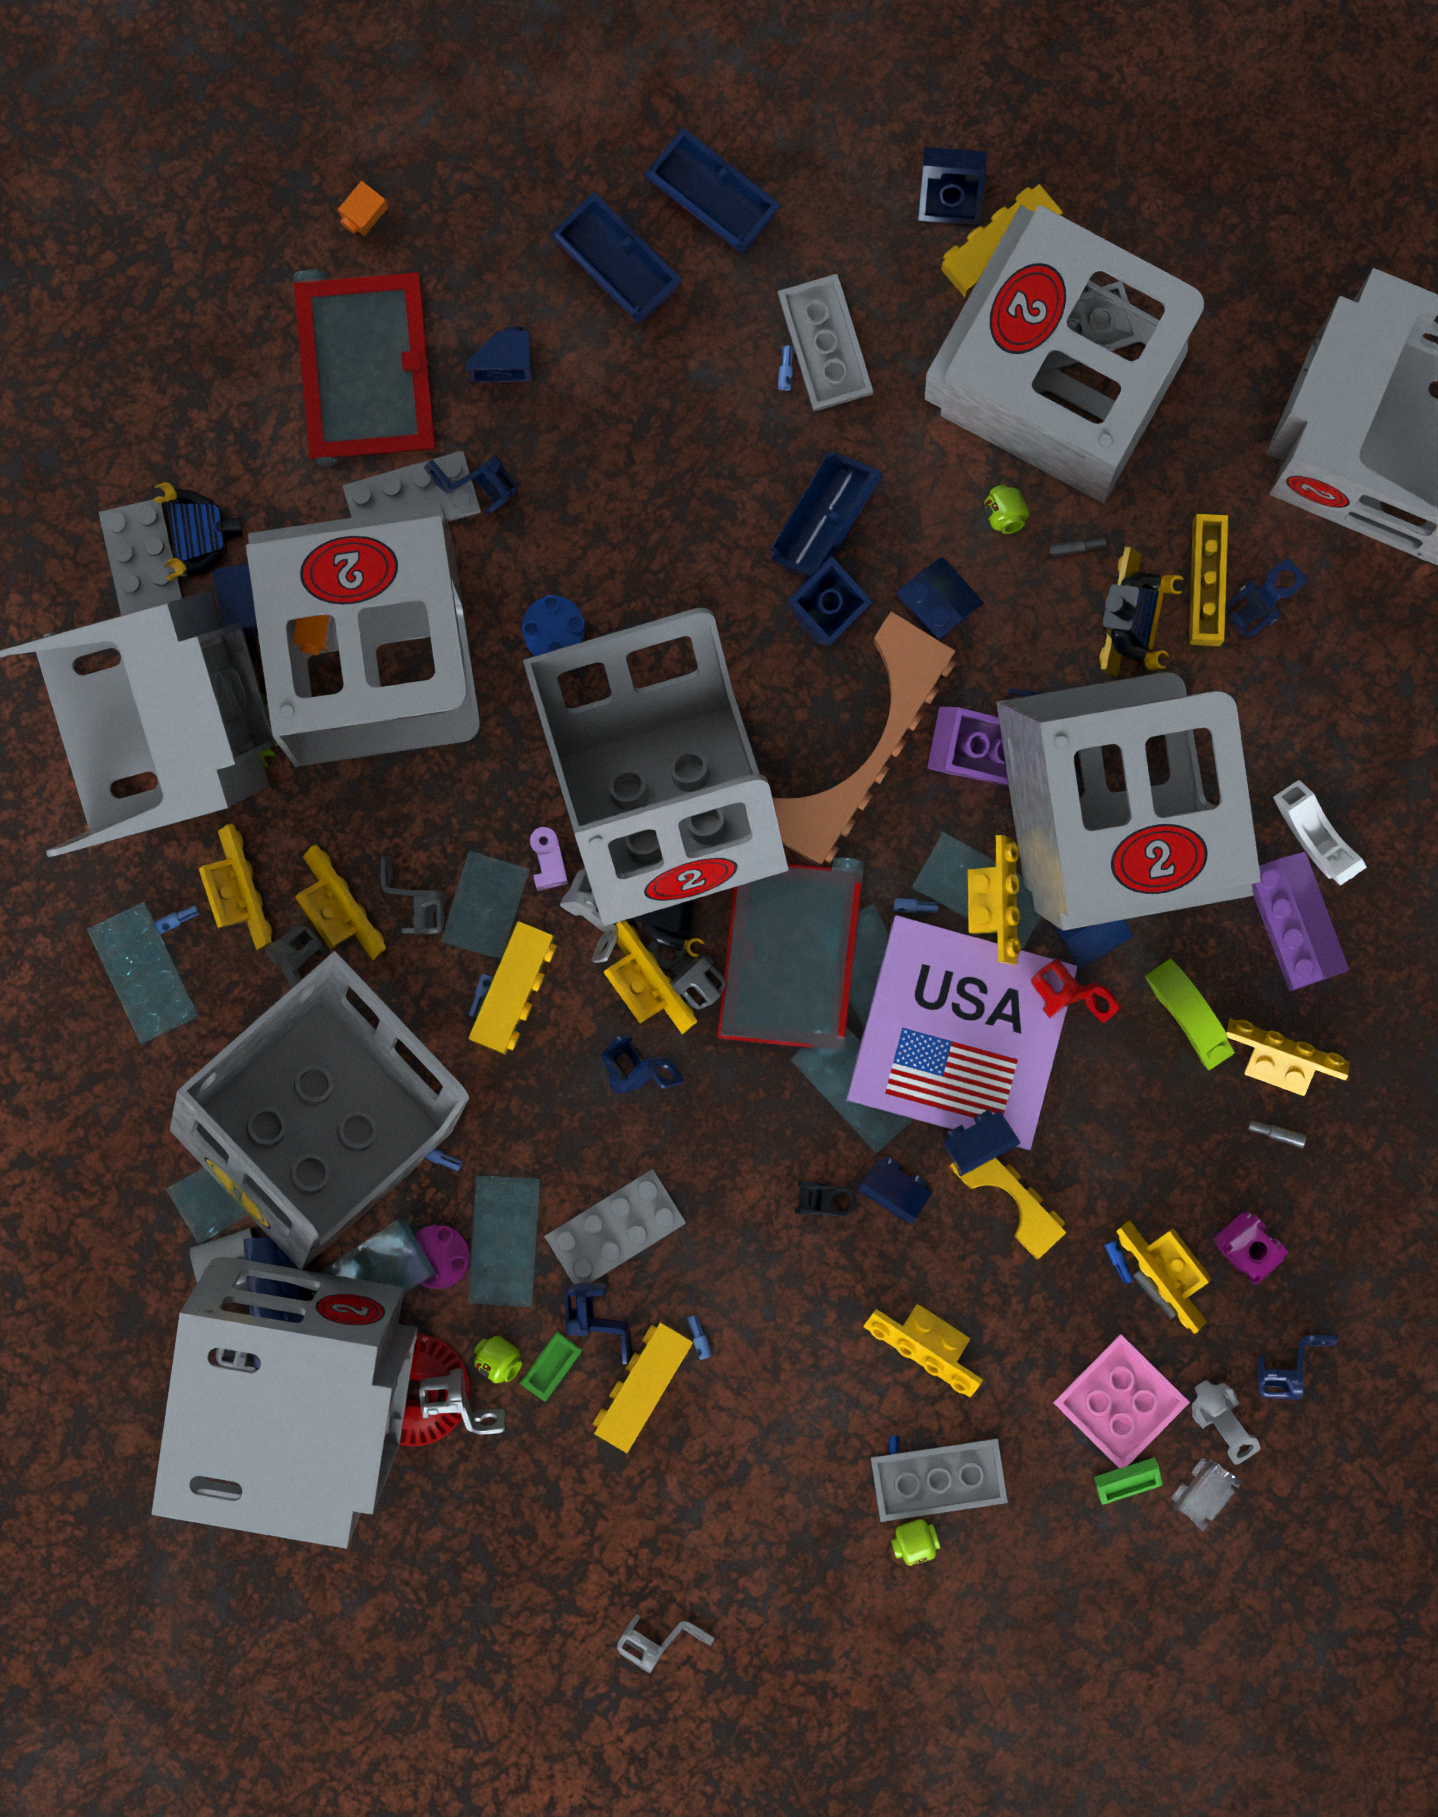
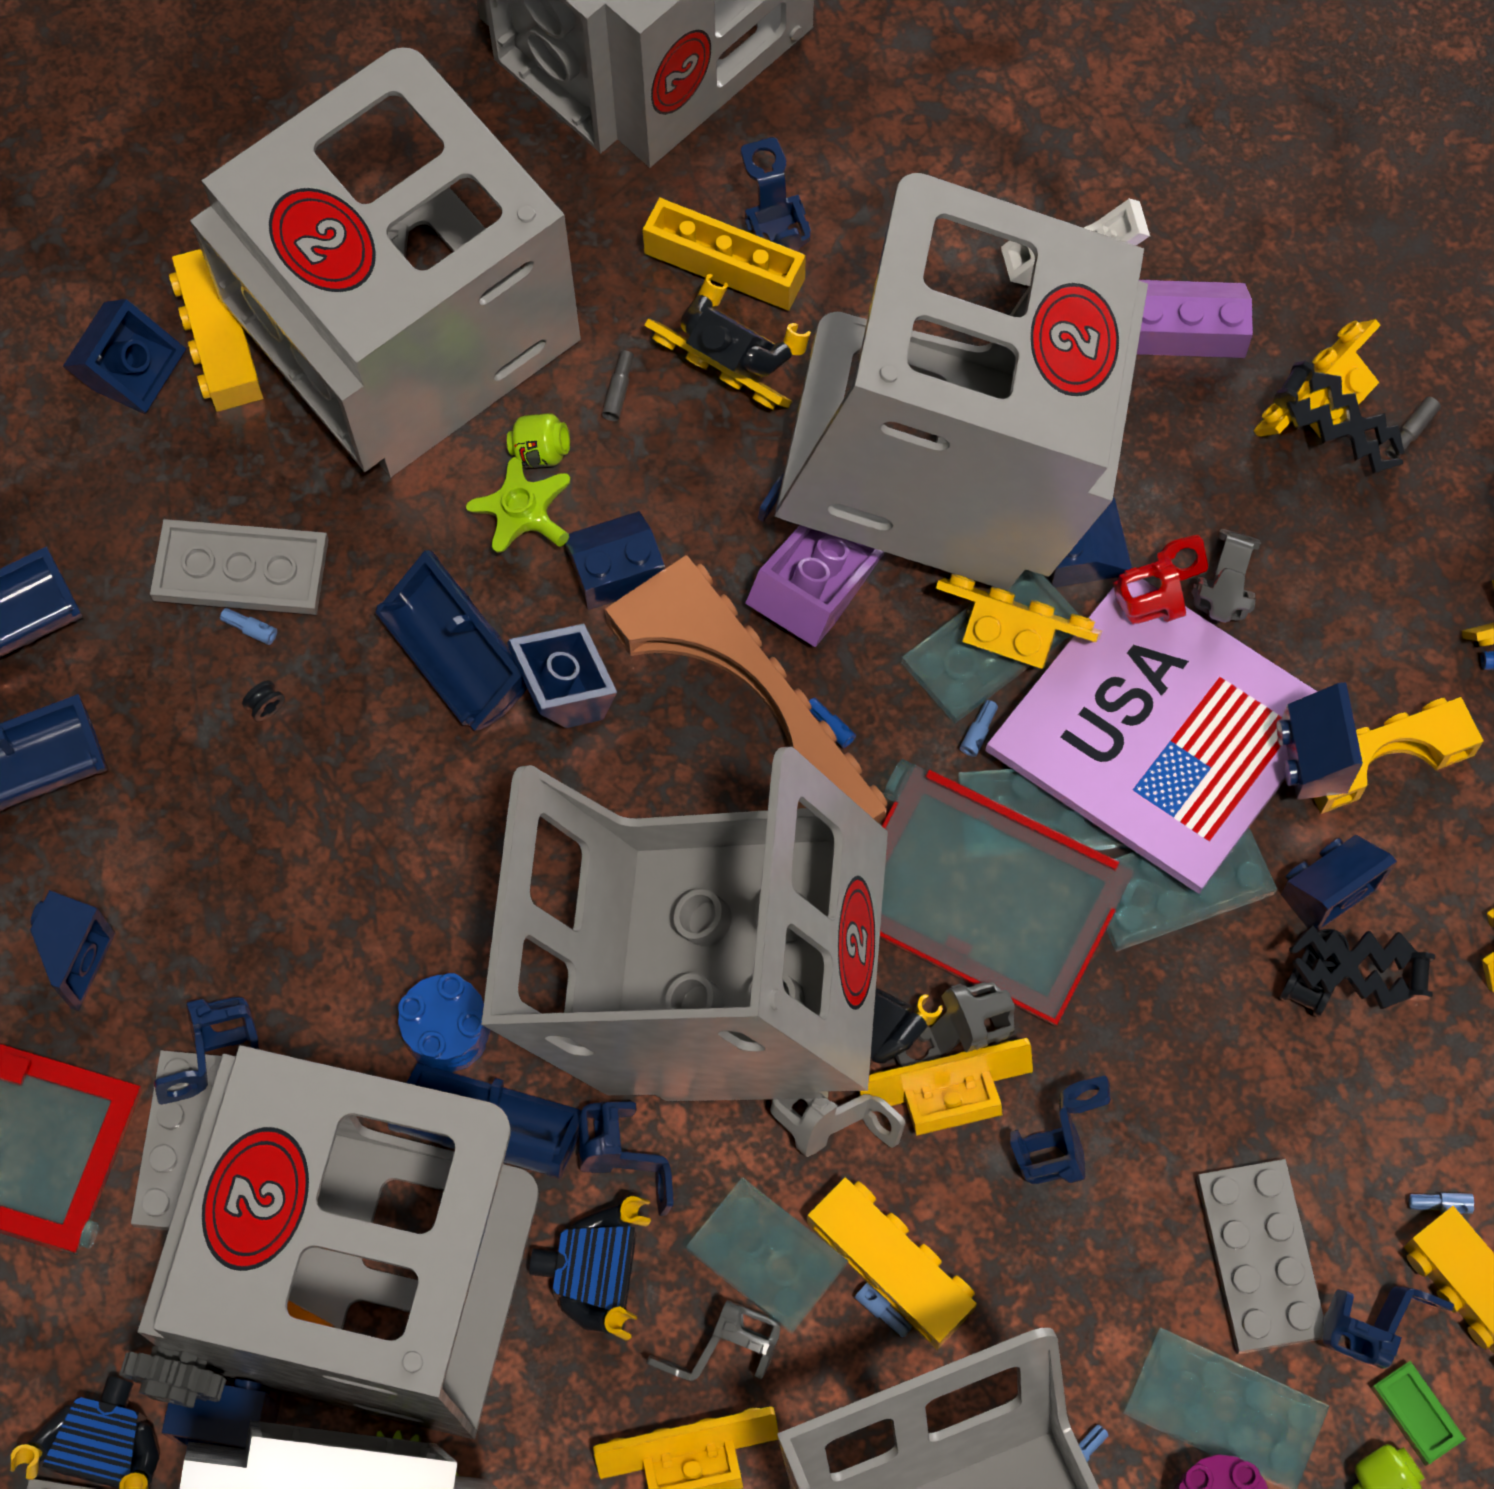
camera: 70 degrees left, 15 degrees down
(237, 562) = (172, 1376): none -> dark grey gear
(430, 797) = (595, 1267): none -> torso
(500, 686) = (540, 1129): none -> dark blue container
(510, 772) = (605, 1151): none -> dark blue piece
(547, 848) = (739, 1146): lavender leg -> none
(732, 405) = (263, 700): none -> black bush
(835, 1217) = (1348, 961): none -> black piece
(876, 802) = (843, 733): none -> blue pin
(948, 519) = (522, 507): none -> lime animal
(1082, 1040) = (1225, 593): none -> dark grey piece
(1191, 1012) = (1232, 456): lime arch -> none
(1252, 1089) = (1355, 425): none -> black piece

